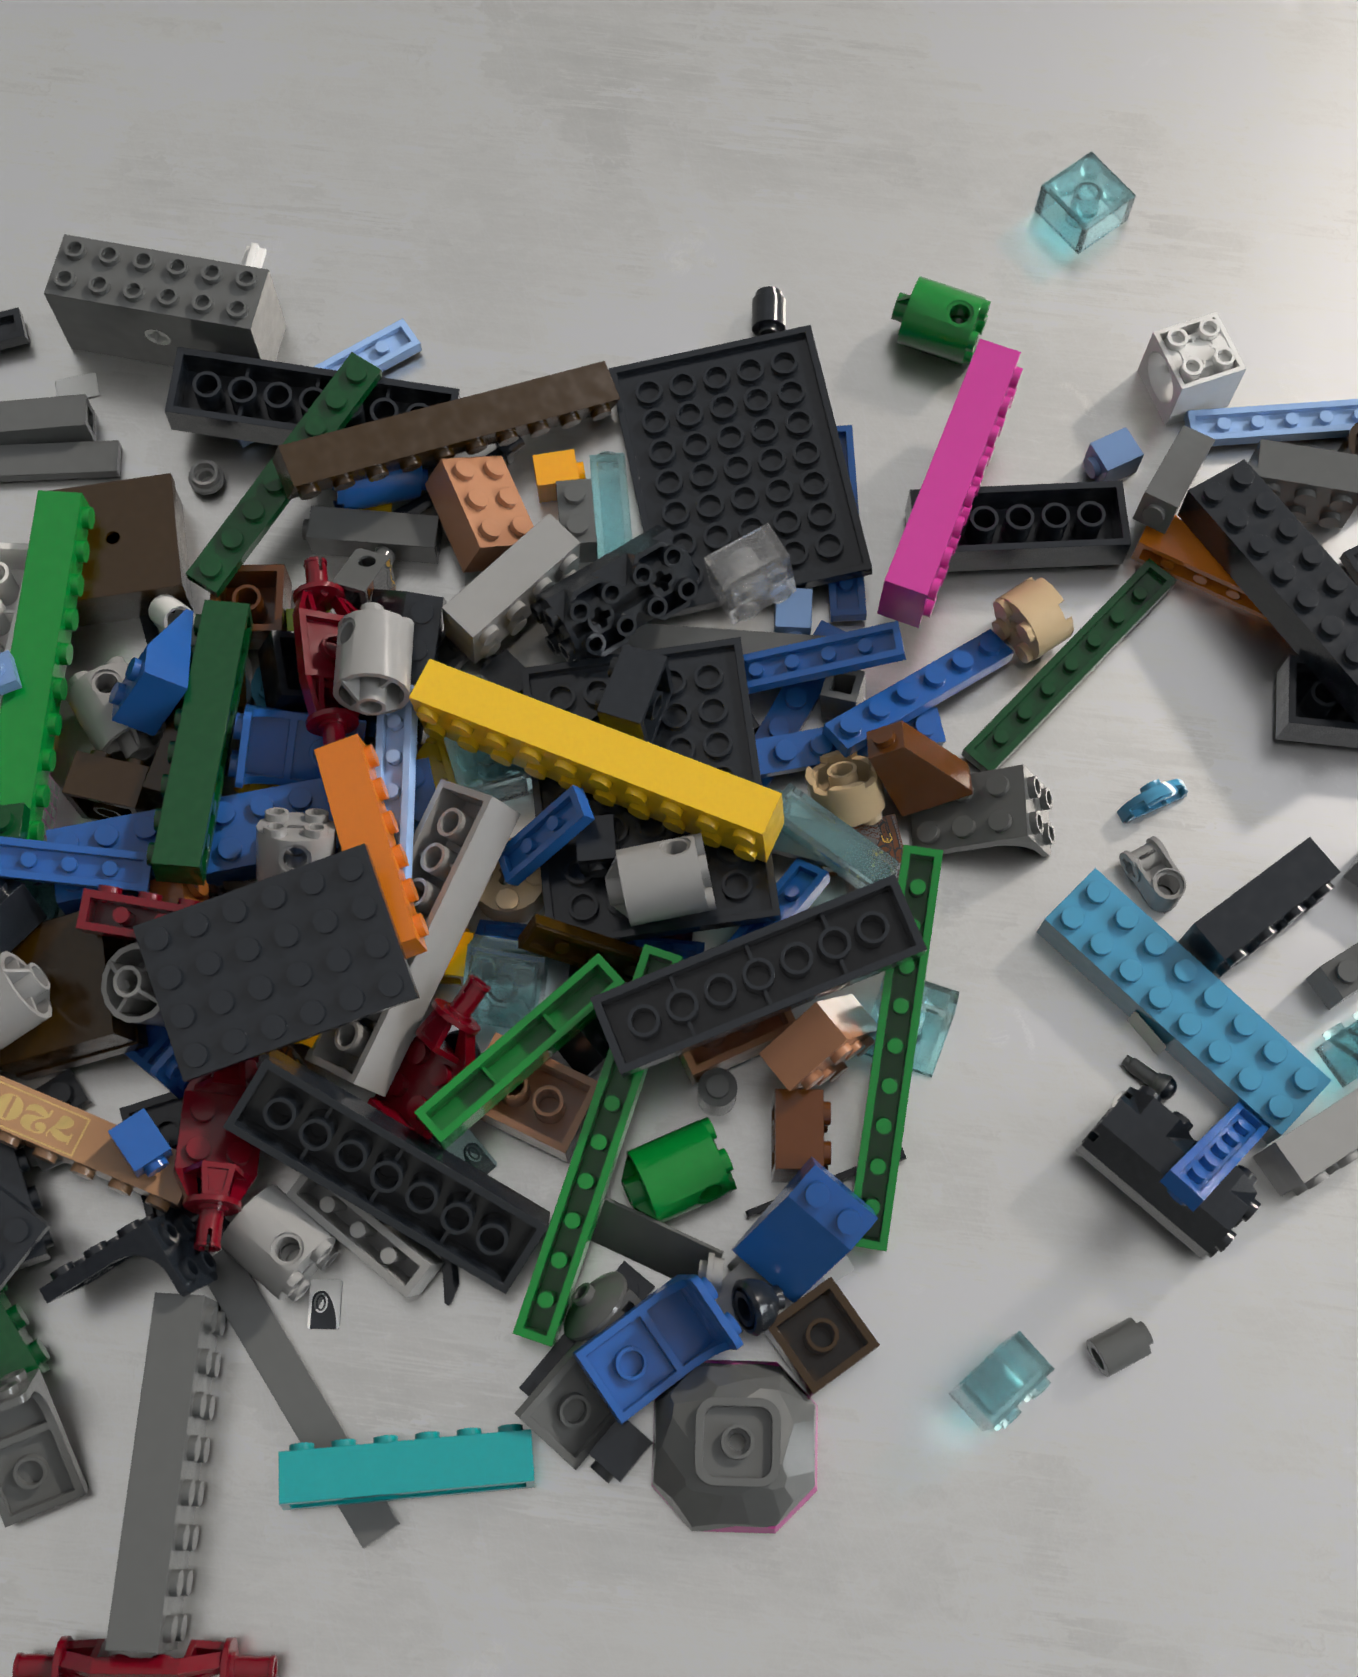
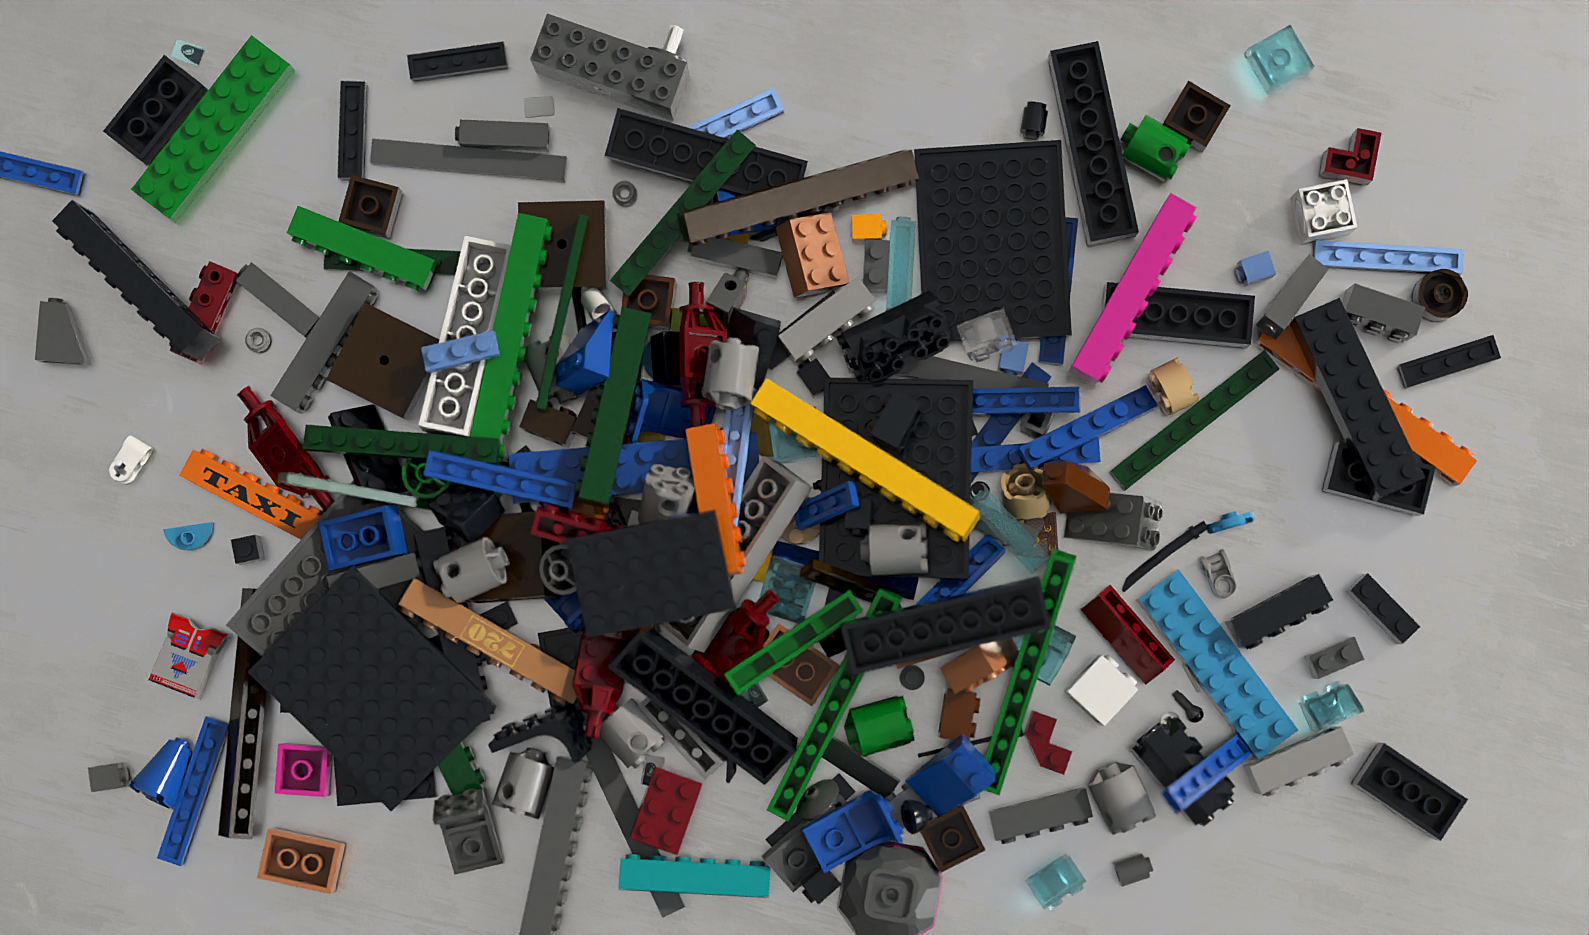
camera: 15 degrees right, 15 degrees up
(108, 1349) = (524, 783): none -> light grey cylinder
(114, 624) = (561, 313): none -> dark green tile
(141, 1144) = (556, 667): blue brick -> none
(347, 1362) = (665, 811): none -> dark red brick
(712, 1270) = (891, 792): light grey plate -> none
(856, 330) = (1093, 143): none -> black brick
(948, 1179) = (1038, 734): none -> dark red brick
(955, 1278) = (1040, 814): none -> dark grey brick
(992, 271) = (1196, 115): none -> dark brown brick
(1015, 1065) = (1102, 689): none -> white brick
(1037, 978) = (1128, 634): none -> dark red brick
(1079, 1229) = (1121, 797): none -> light grey cylinder
(1100, 823) = (1192, 533): none -> black sword
(1222, 291) = (1357, 163): none -> dark red brick

